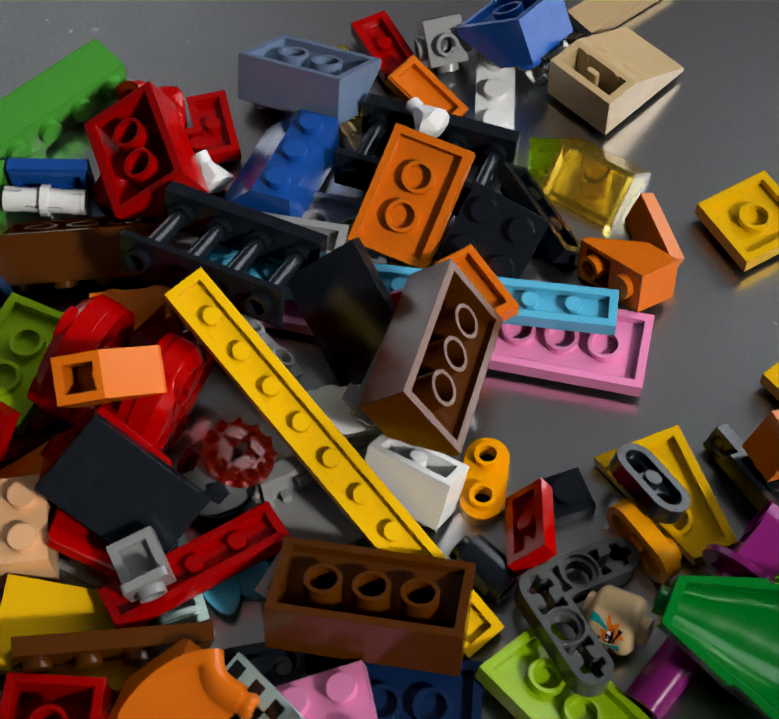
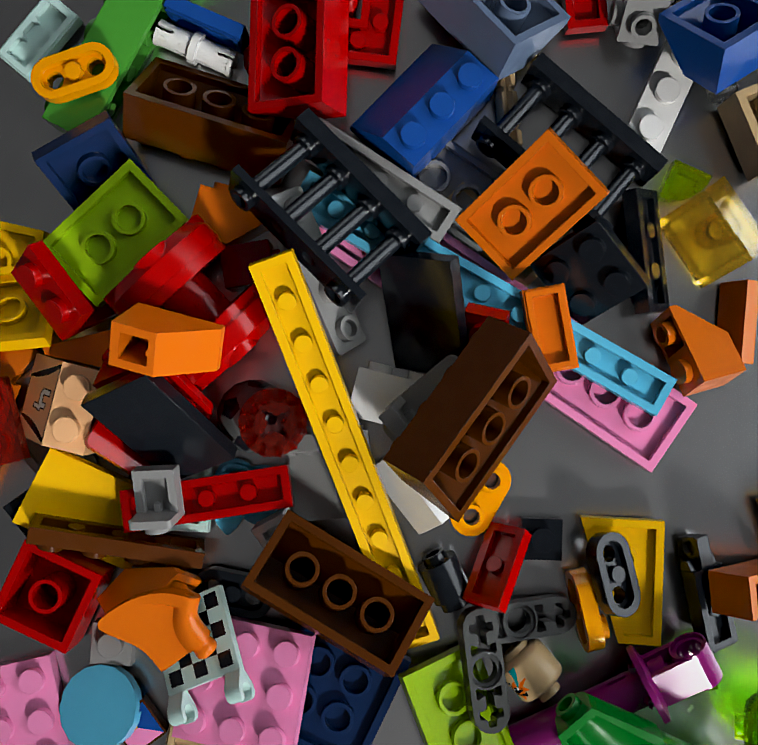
camera: 20 degrees right, 30 degrees up
(214, 175) = (359, 85): white rock -> none
(416, 80) = (598, 65): orange tile -> none
(427, 118) = (584, 114): white rock -> none

